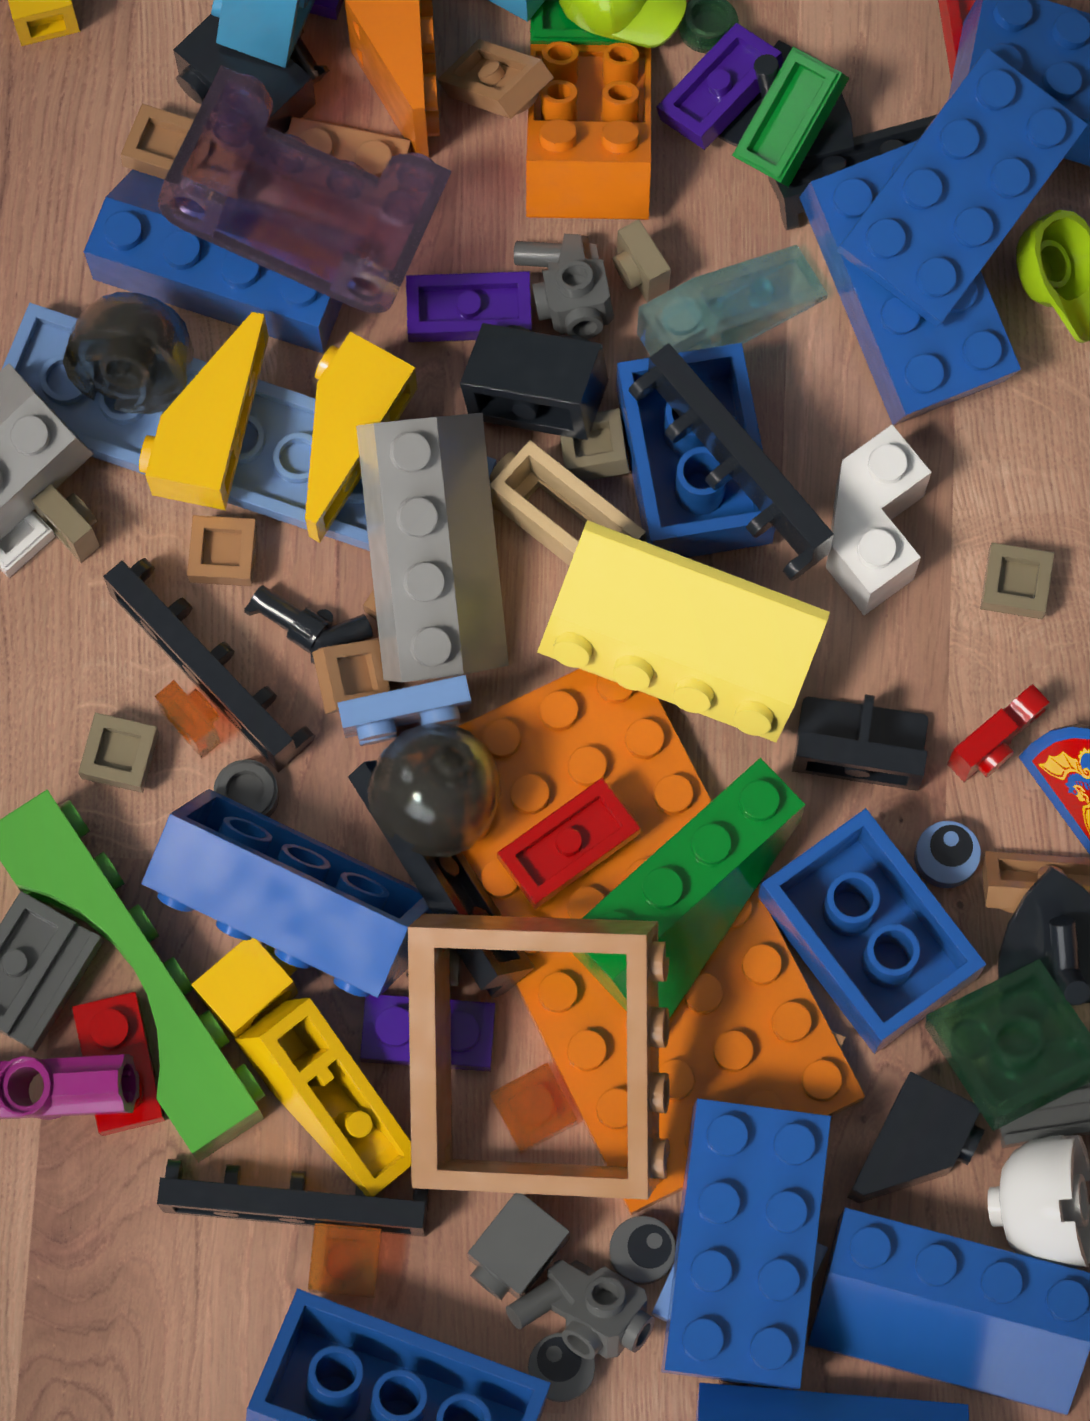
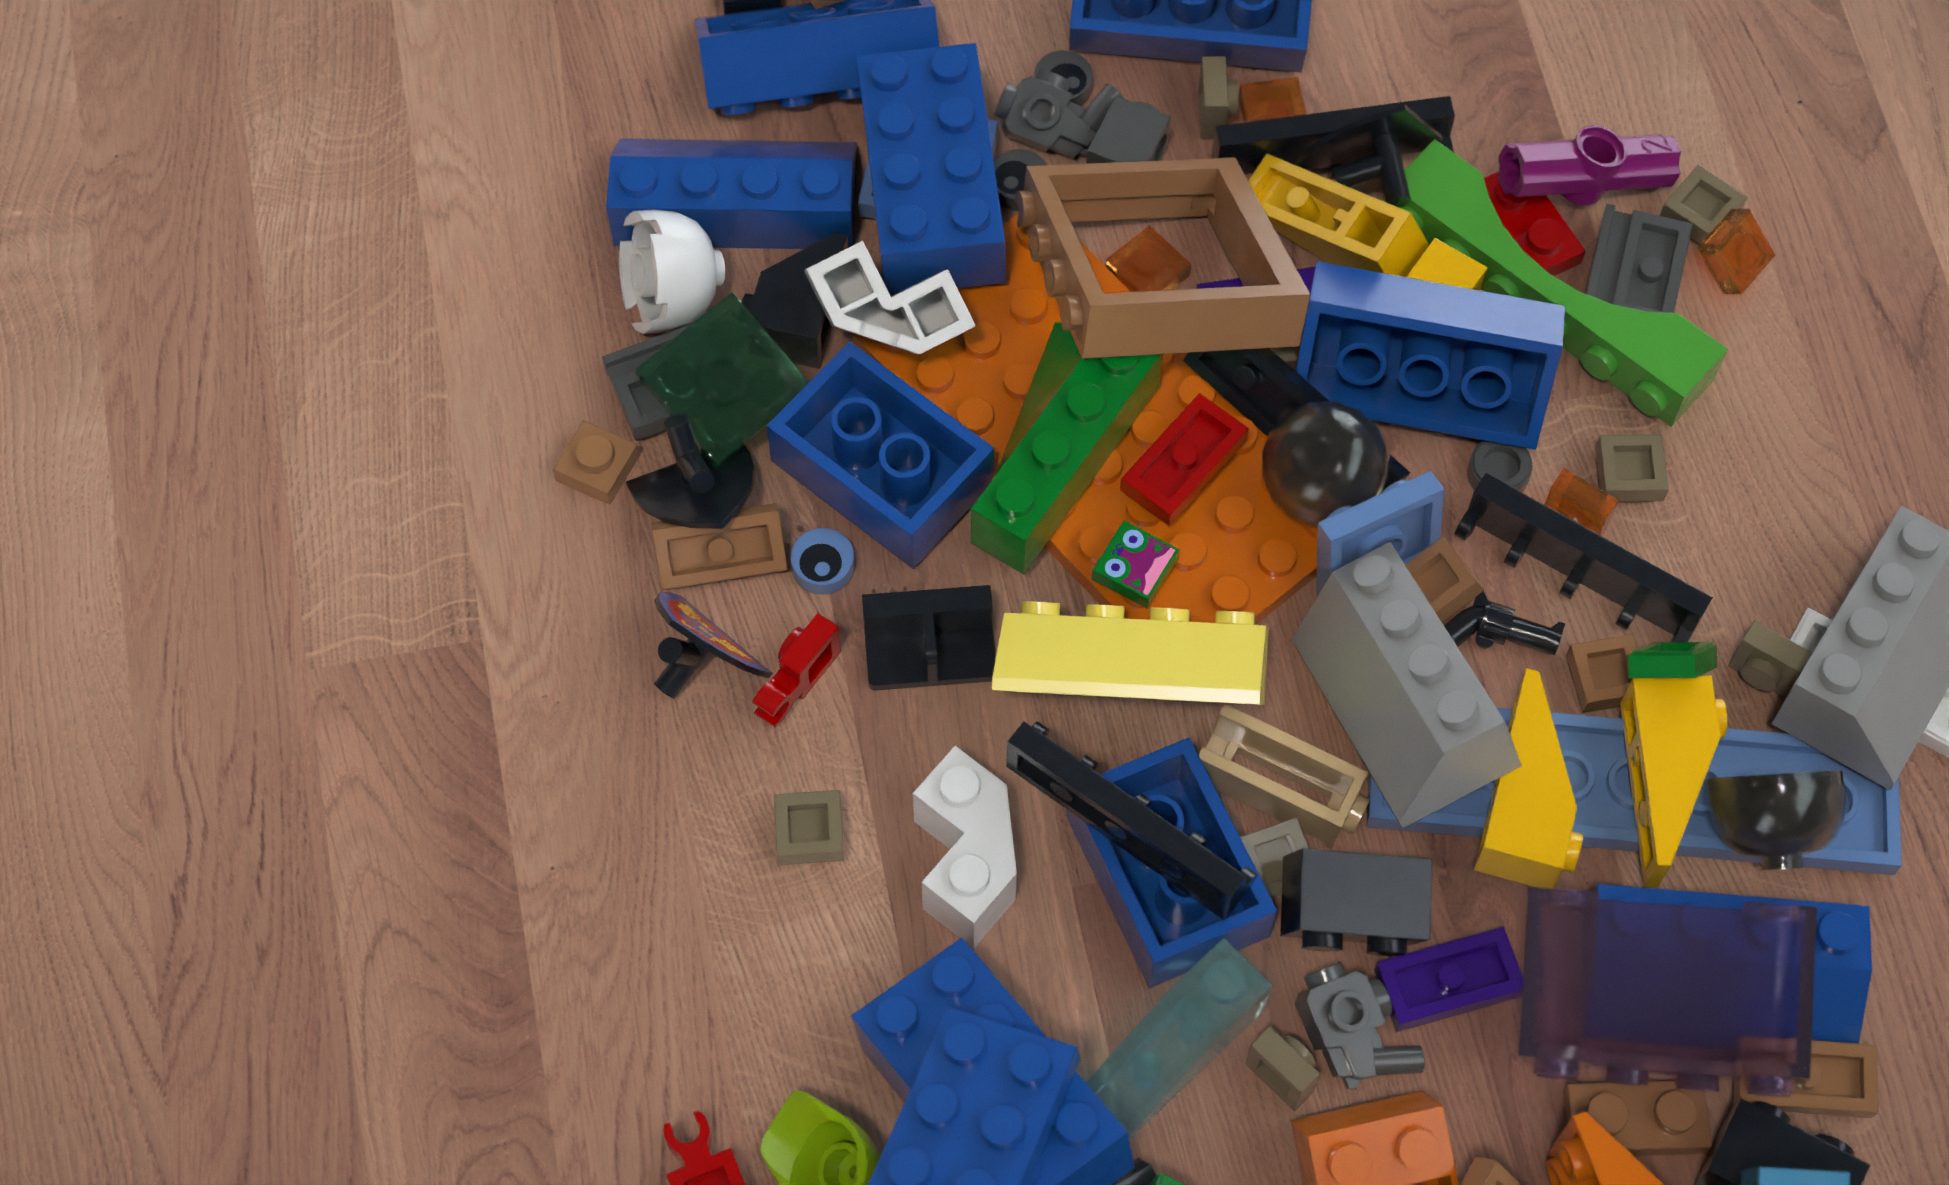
camera: 165 degrees right, 10 degrees down
(168, 516) = (1672, 660): none -> green tile
(266, 1143) = (1372, 150): none -> black shield
(402, 1288) = (1215, 95): none -> dark tan plate
(646, 750) = (1135, 564): none -> tile
(810, 1053) = (861, 304): none -> white brick

